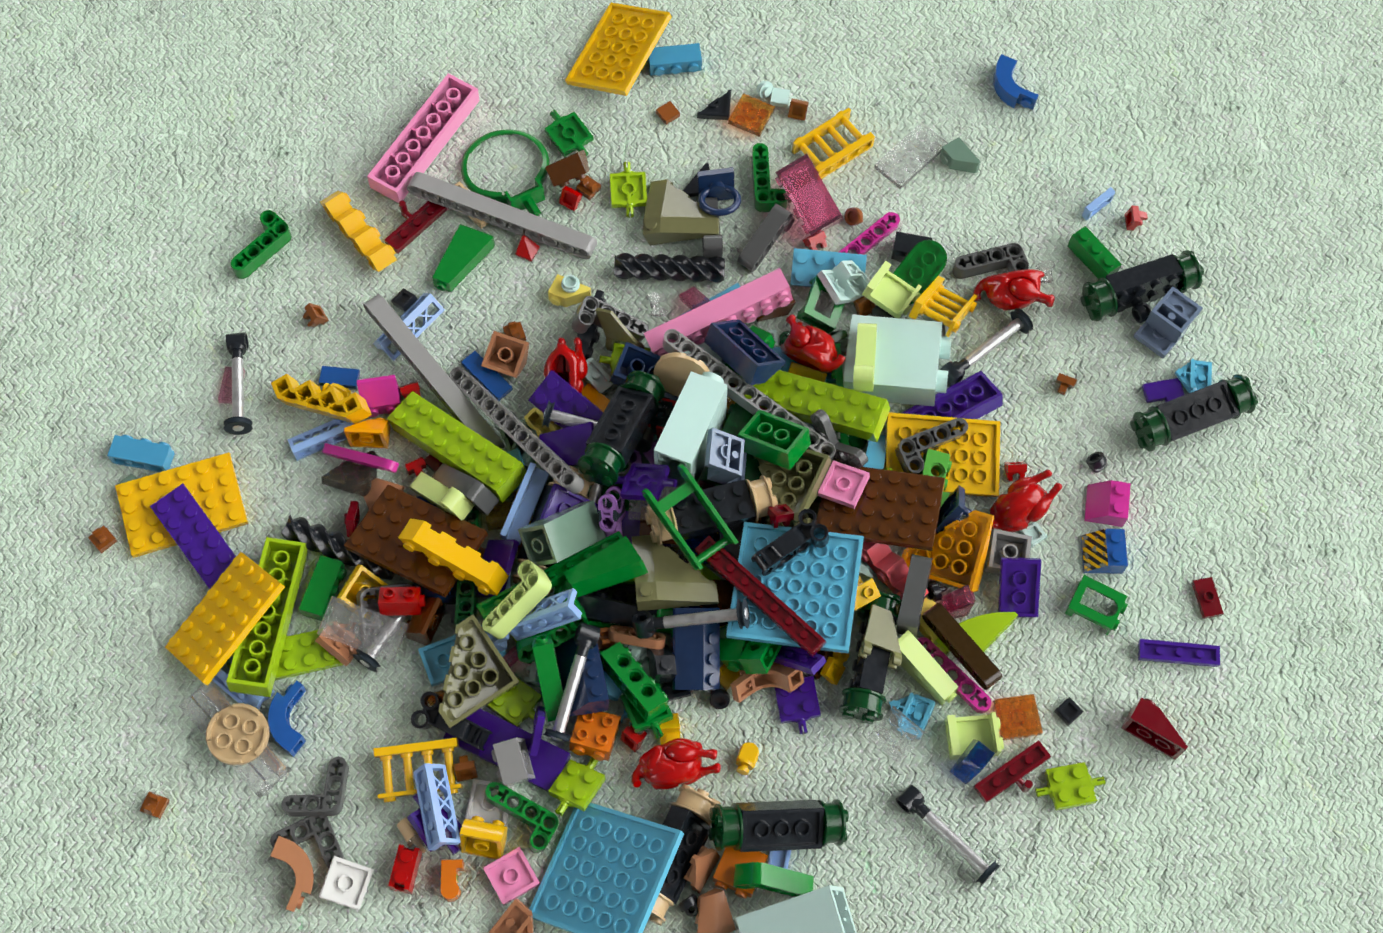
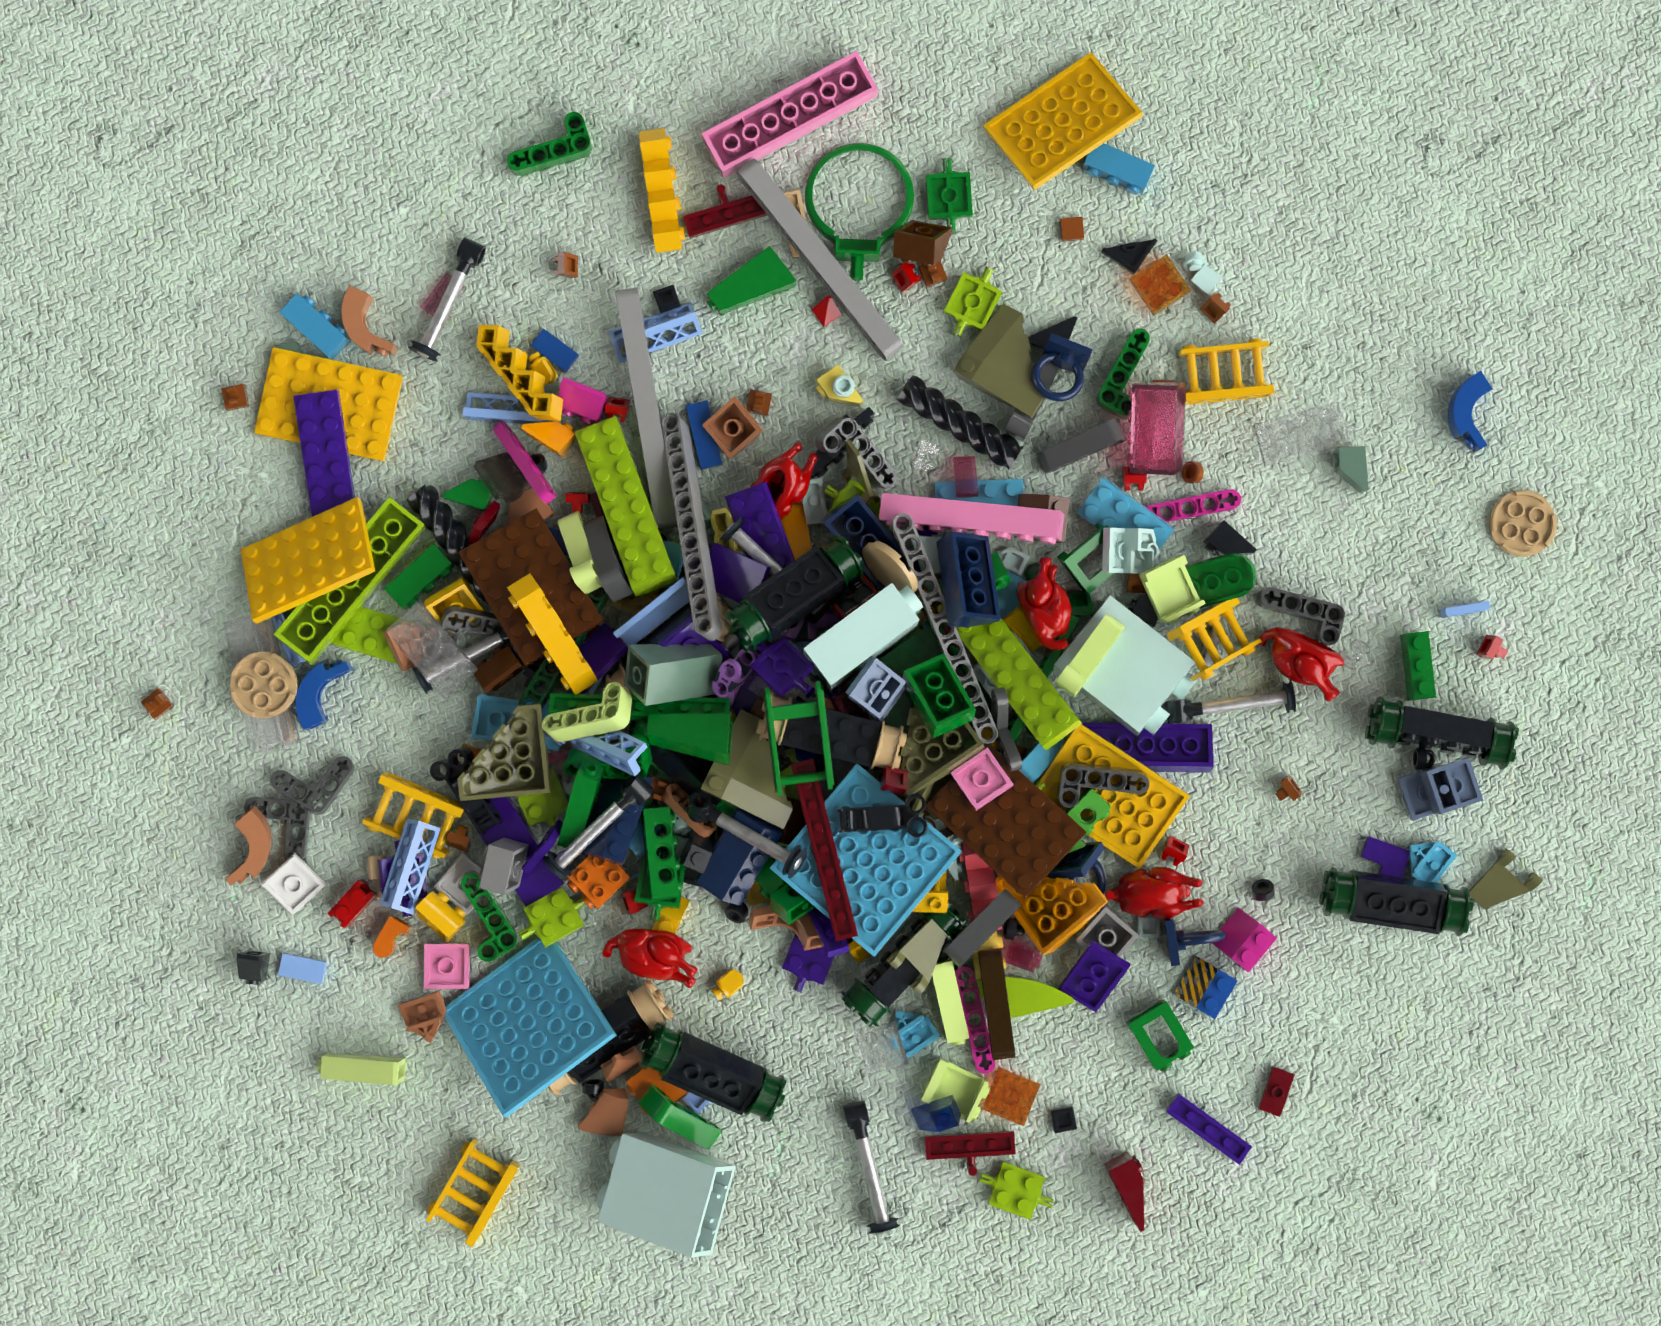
camera: 30 degrees right, 20 degrees up
(186, 443) = (354, 312): none -> nougat arch
(330, 507) = (471, 494): none -> green slope
(400, 601) = (482, 643): red brick -> none
(1061, 526) = (1178, 940): none -> dark blue tile
(1096, 134) = (1522, 523): none -> tan tile
(1256, 365) = (1500, 884): none -> olive flag

